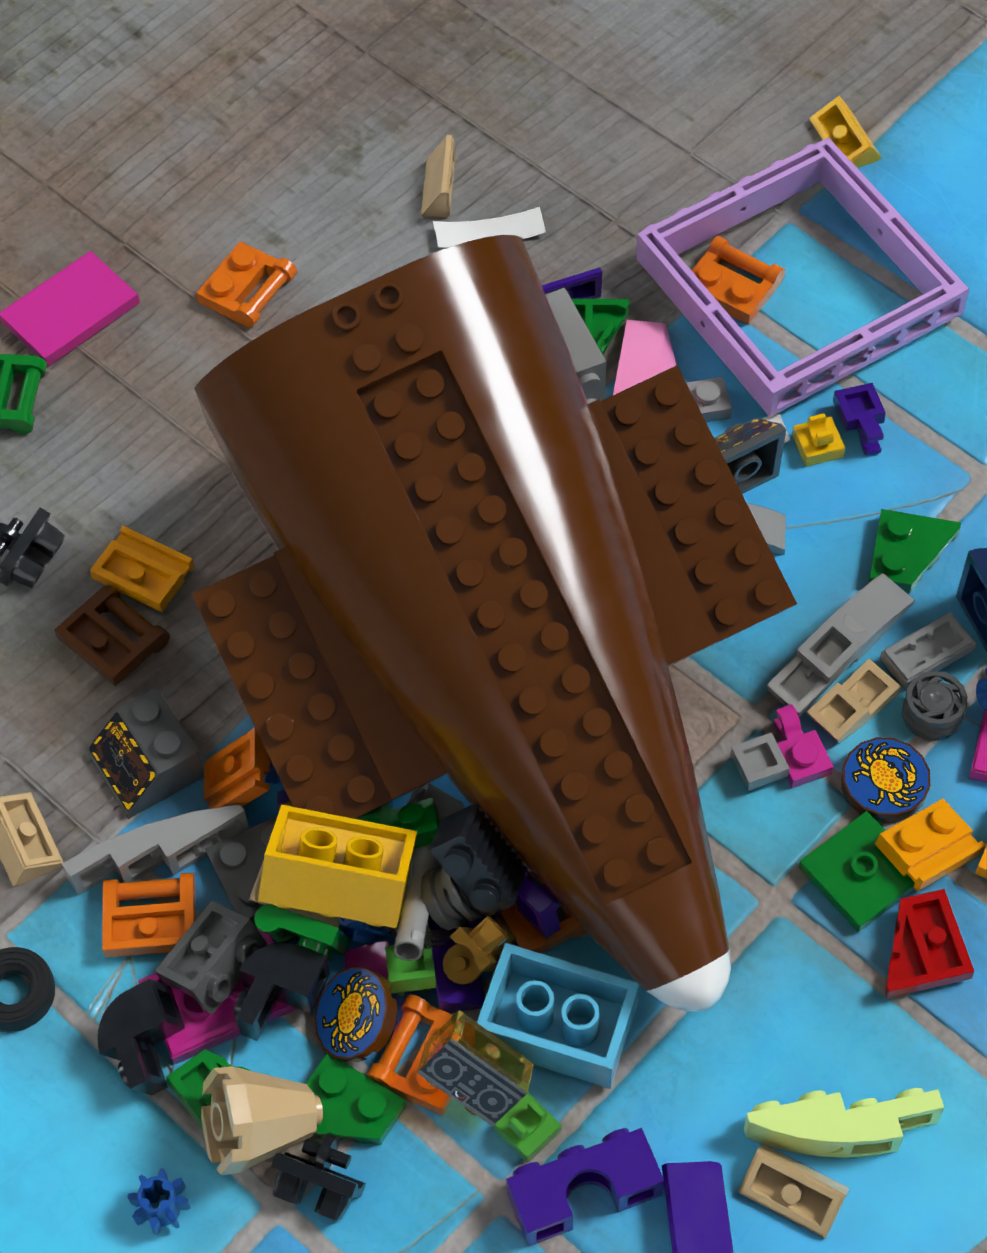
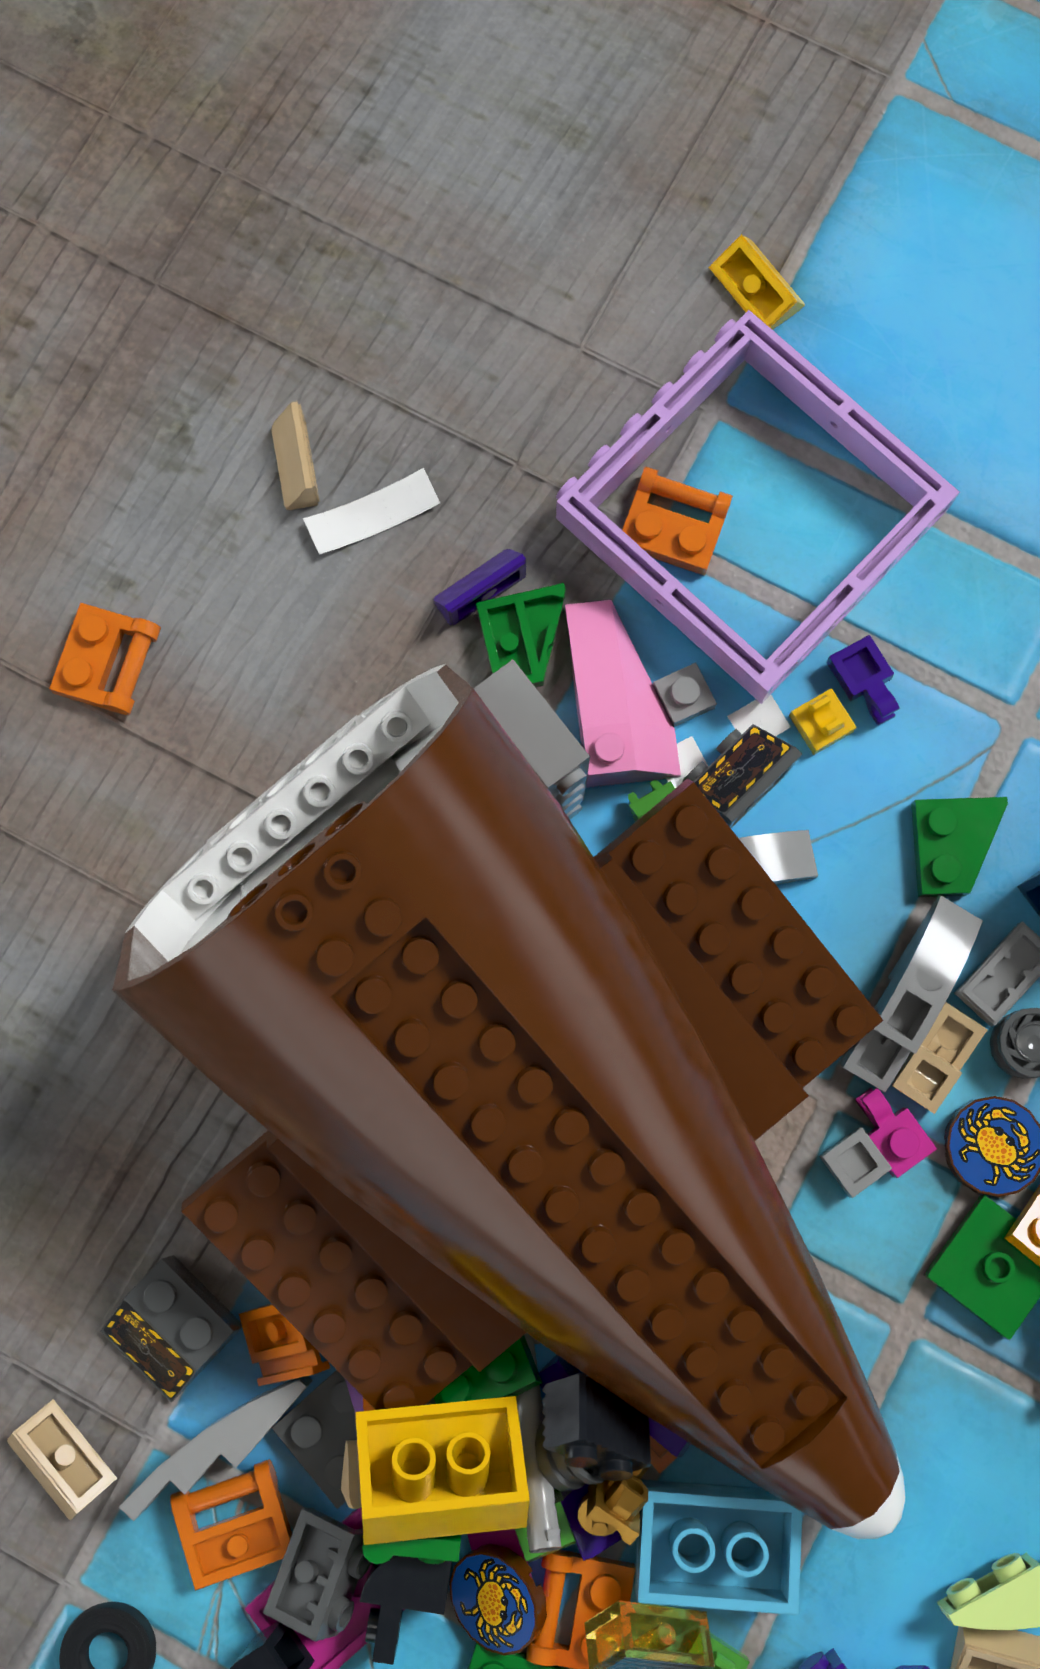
camera: 15 degrees left, 20 degrees up
(102, 643) = (78, 1194): reddish brown plate -> none
(142, 569) = (95, 1084): light orange plate -> none

